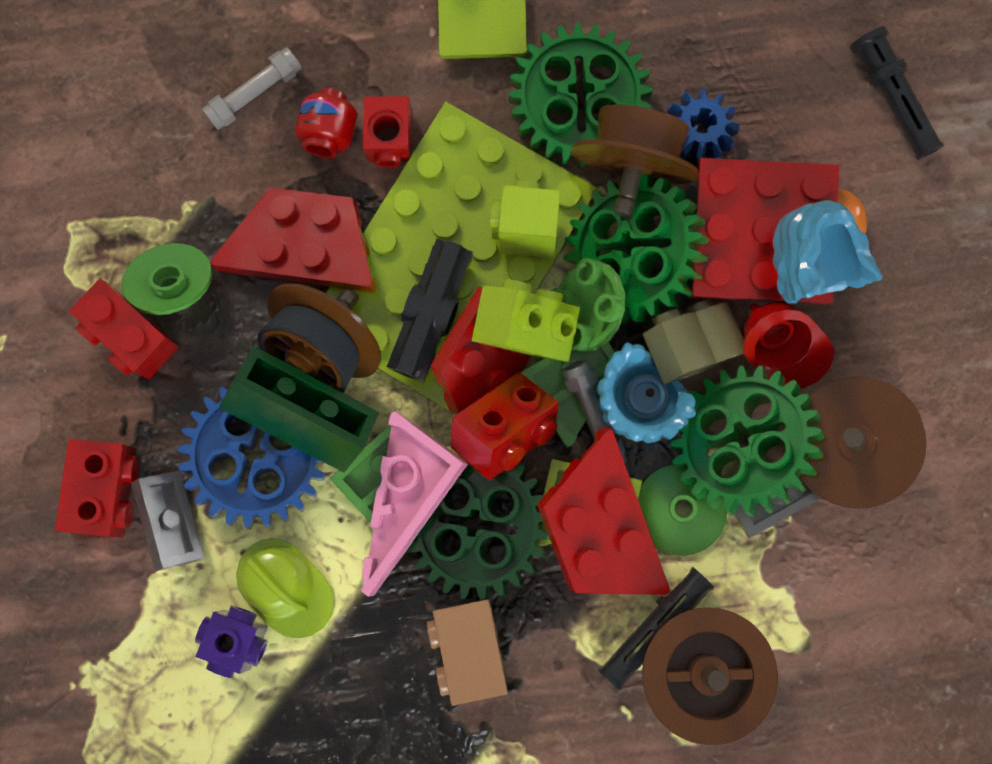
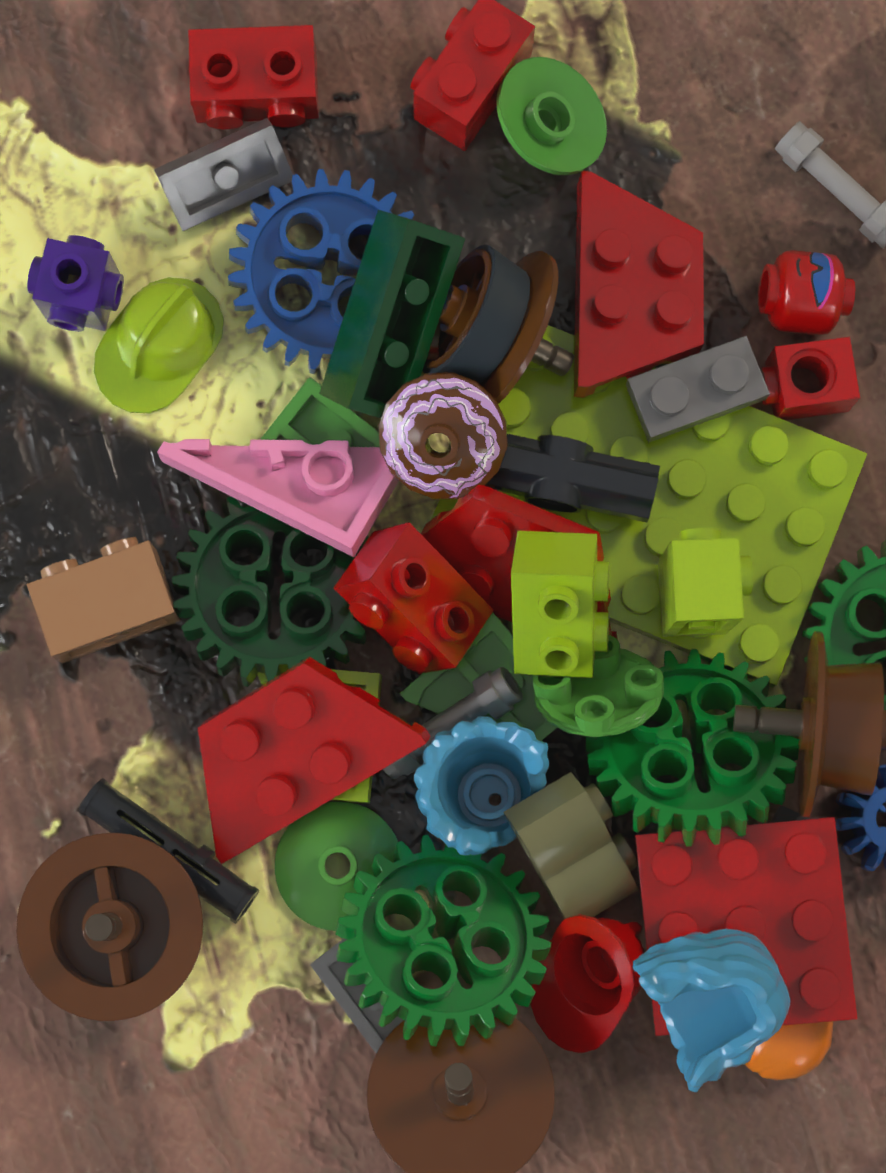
camera: 70 degrees right, 0 degrees up
(373, 380) = (446, 406): none -> dish
(383, 207) = (697, 389): none -> flat silver plate

